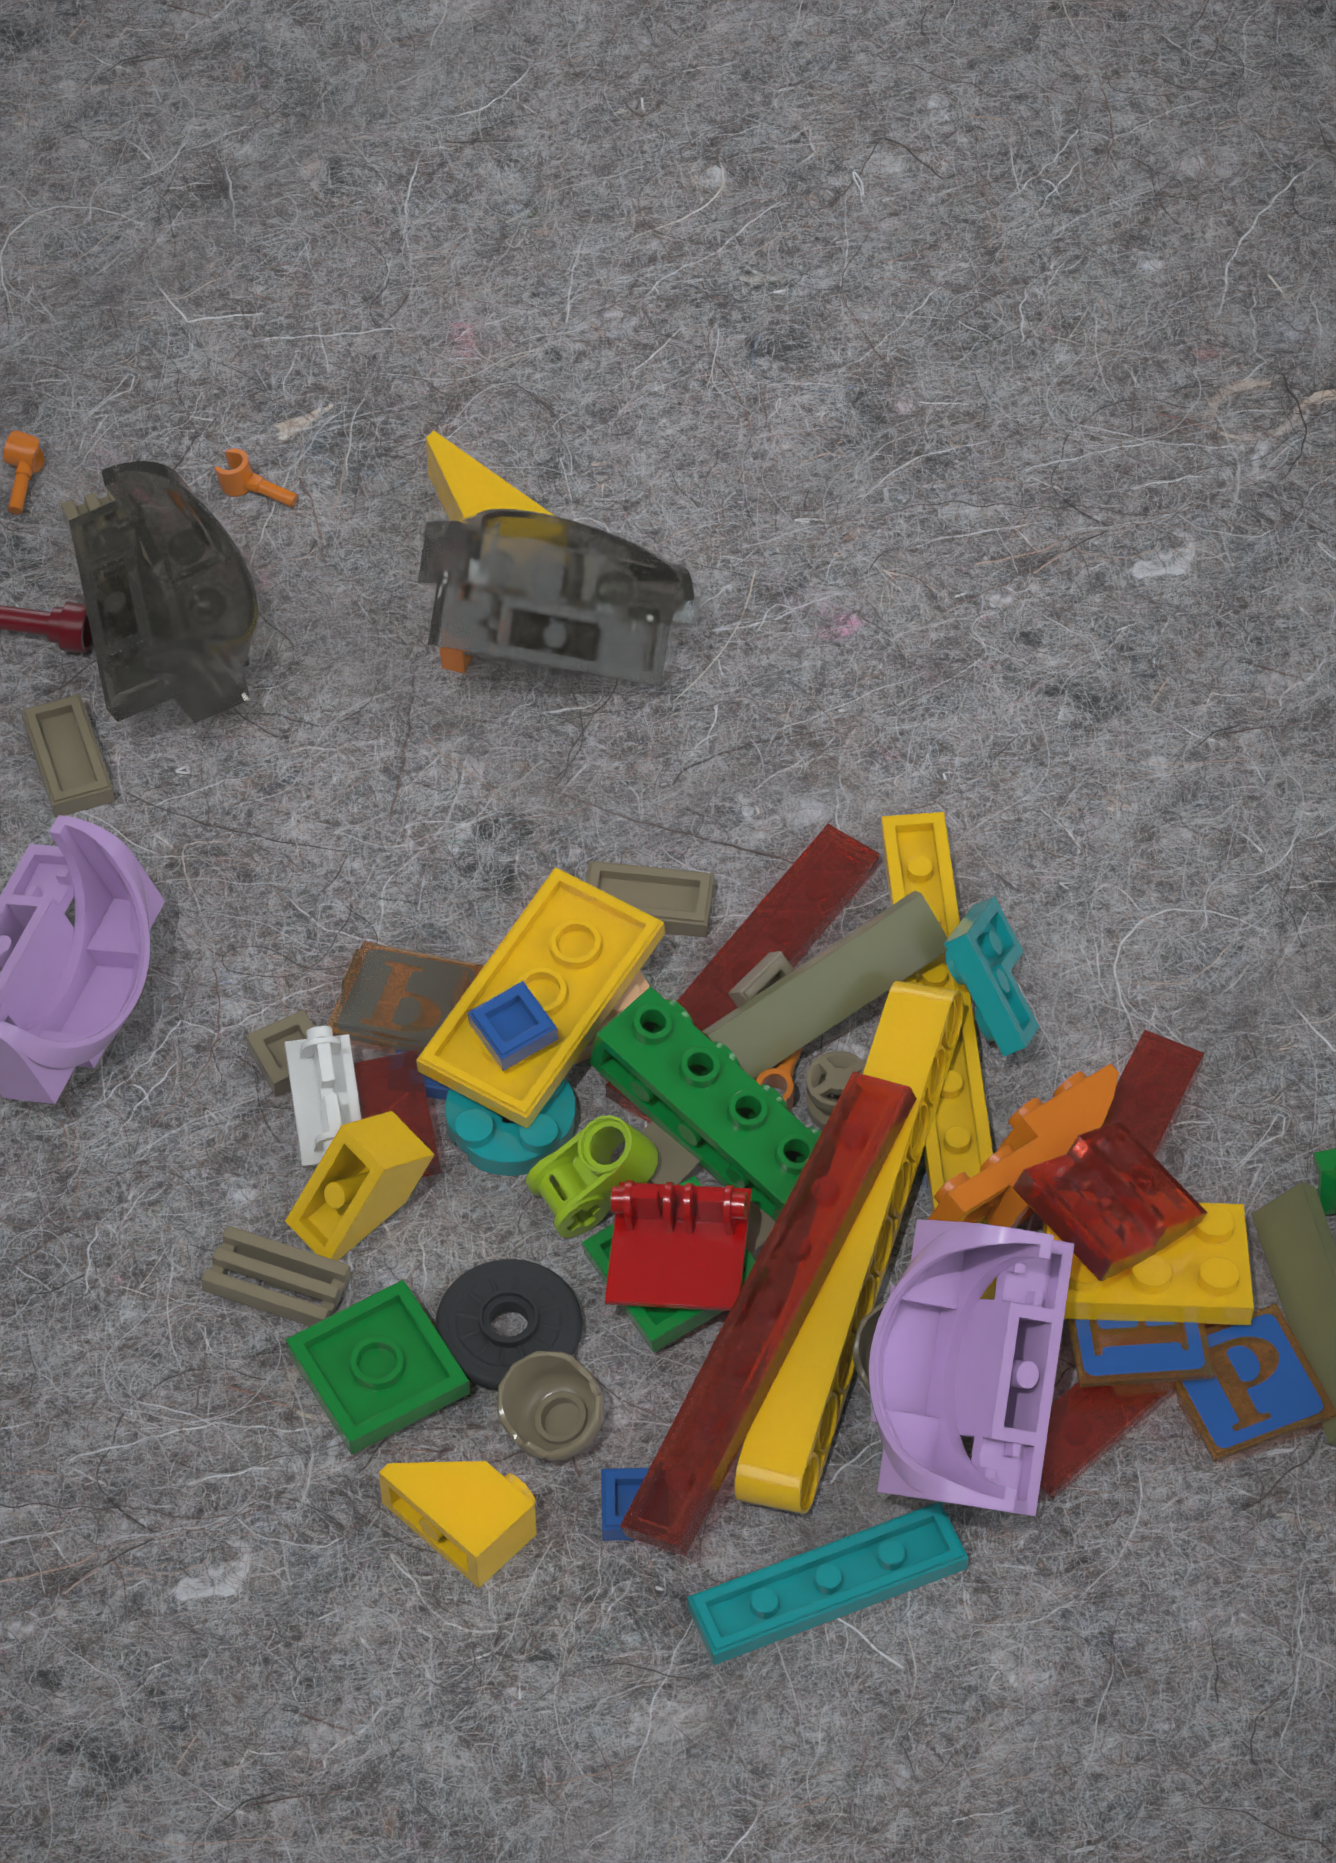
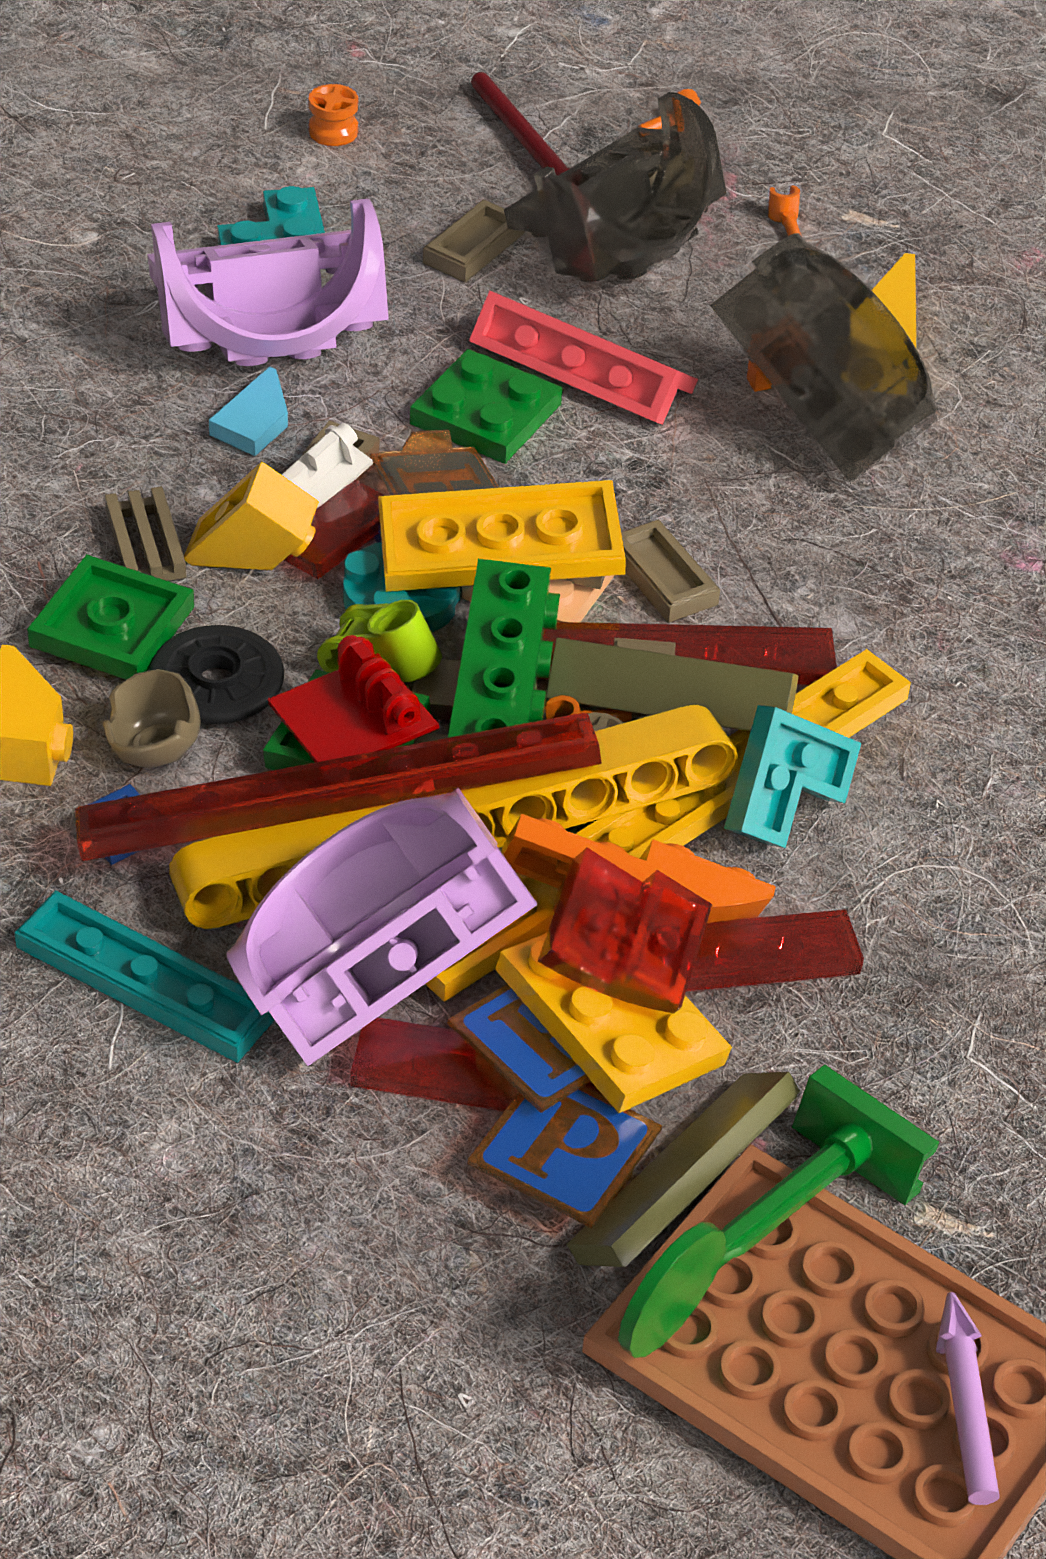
camera: 50 degrees right, 10 degrees down
(176, 1090) = (253, 415): none -> medium azure tile
(318, 896) = (486, 405): none -> green plate
(323, 779) = (579, 358): none -> coral fence
(512, 1025) = (449, 522): blue tile -> none

